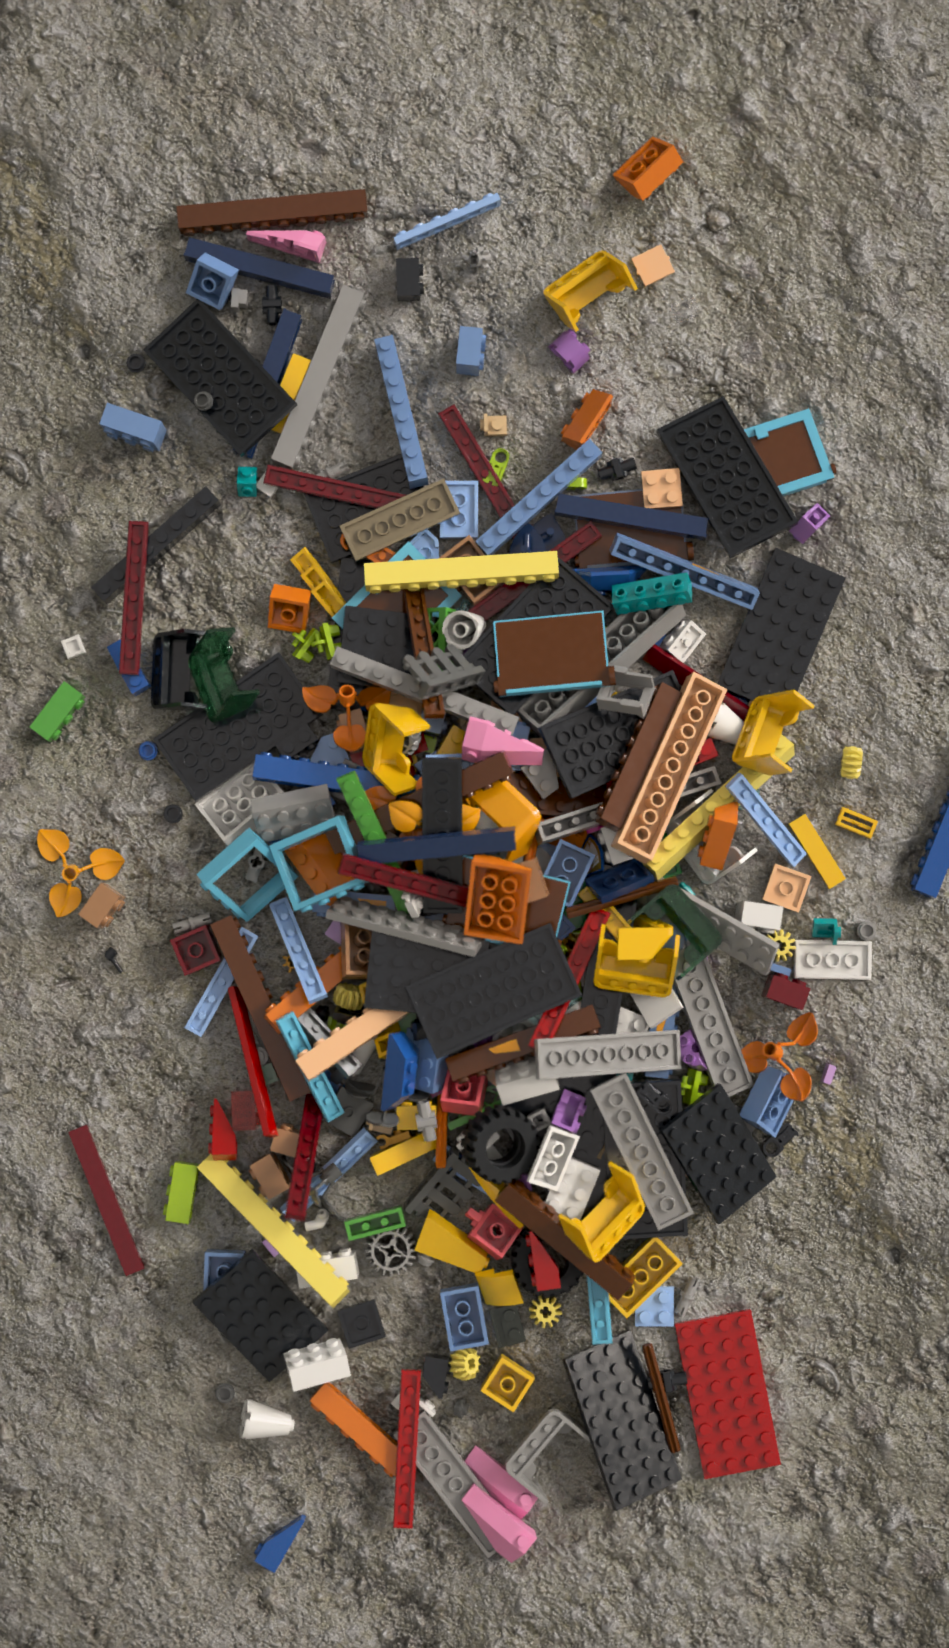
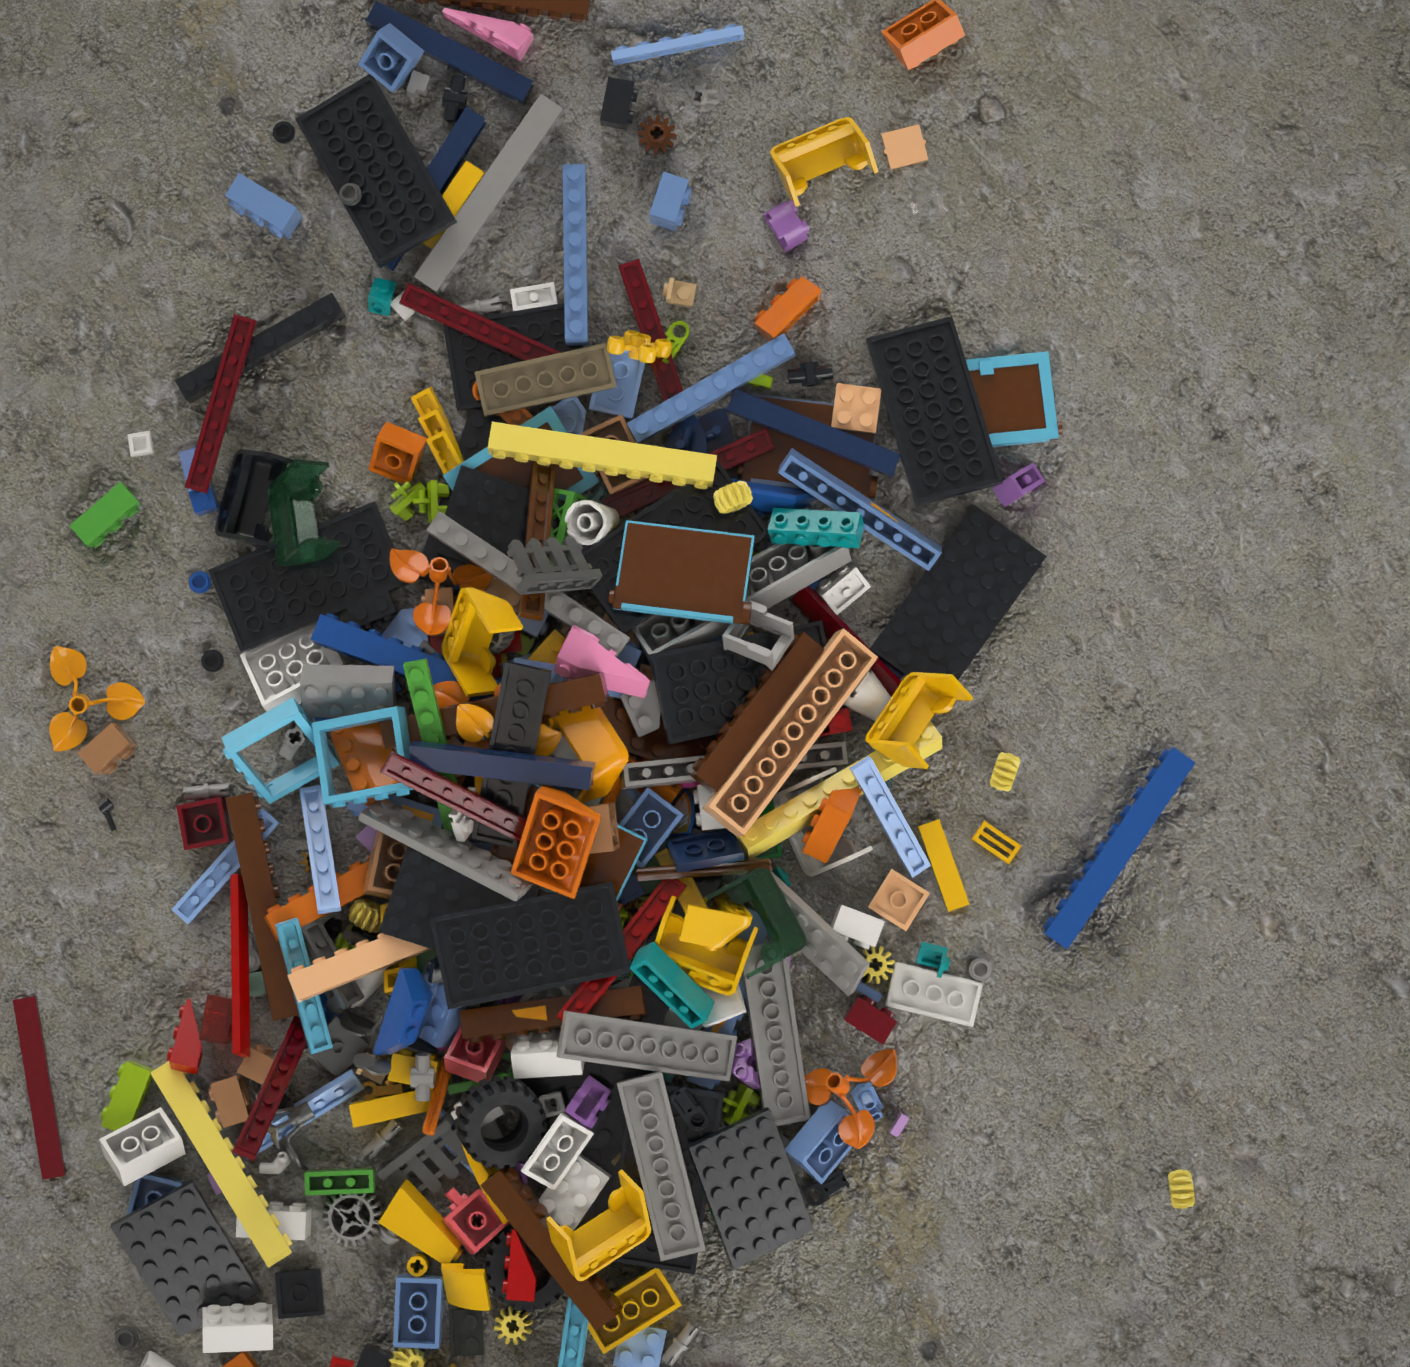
camera: 15 degrees right, 0 degrees up
(204, 1230) = (142, 1146): none -> white brick
(373, 454) = (533, 296): none -> white plate
(402, 1180) = (382, 1139): none -> light grey pin
(450, 1281) = (412, 1268): none -> yellow bush
(451, 293) = (649, 132): none -> reddish brown gear
(471, 475) = (639, 346): none -> yellow gear
(577, 582) = (732, 497): none -> light yellow gear
(618, 998) = (672, 985): none -> teal brick
(797, 1058) = (867, 1099): none -> medium blue hips

